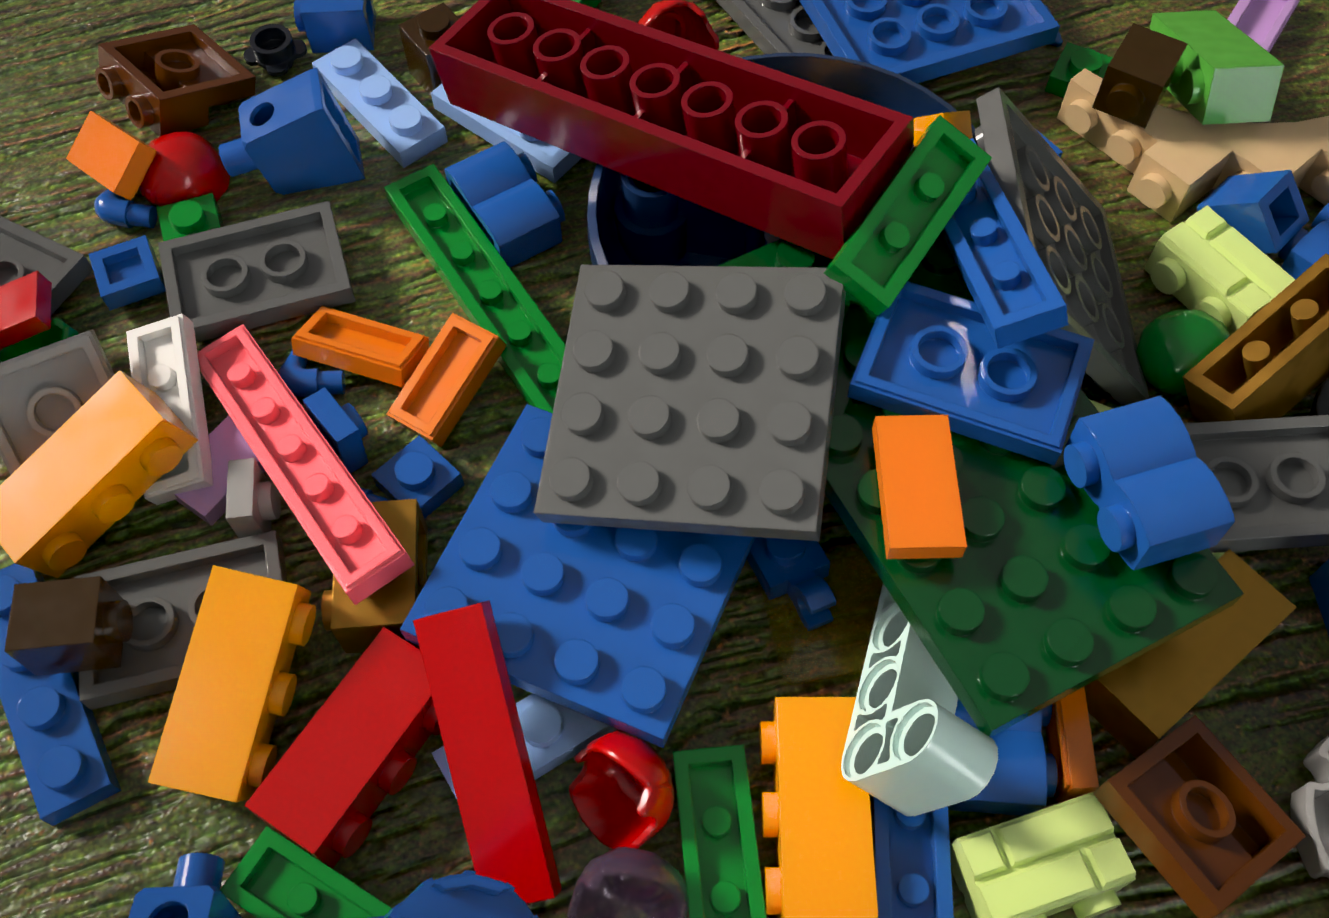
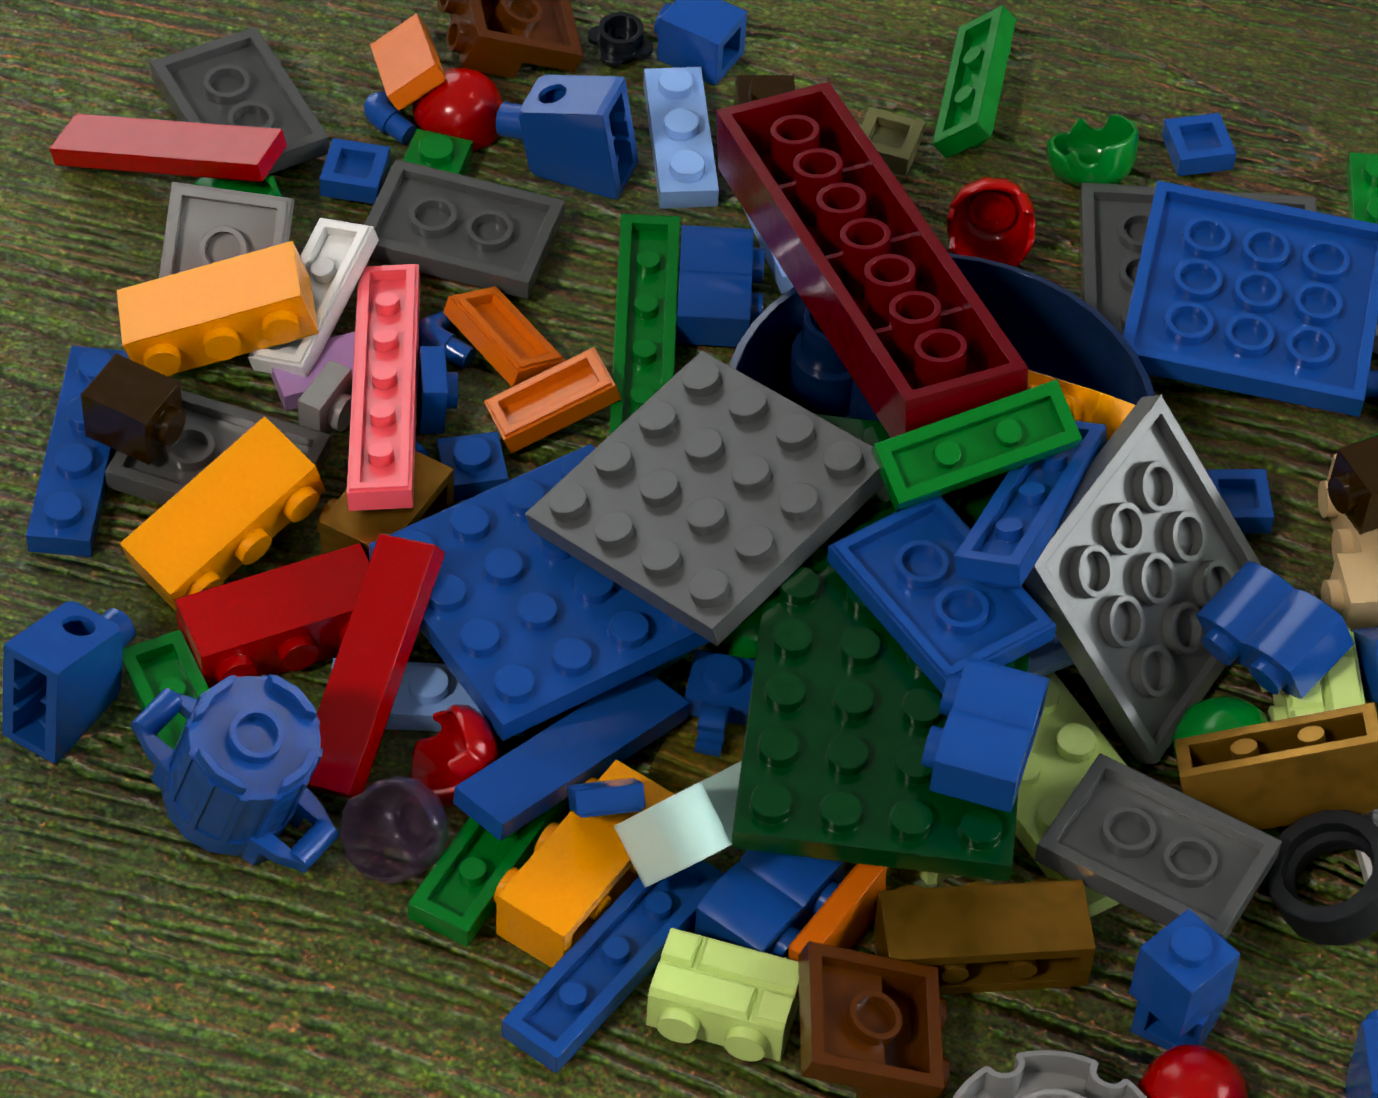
camera: 30 degrees right, 10 degrees down
(723, 728) = (570, 753): none -> blue tile
(816, 753) = (606, 797): none -> blue tile
(918, 487) = (817, 643): orange tile -> none
(1180, 239) = (1273, 631): none -> blue brick

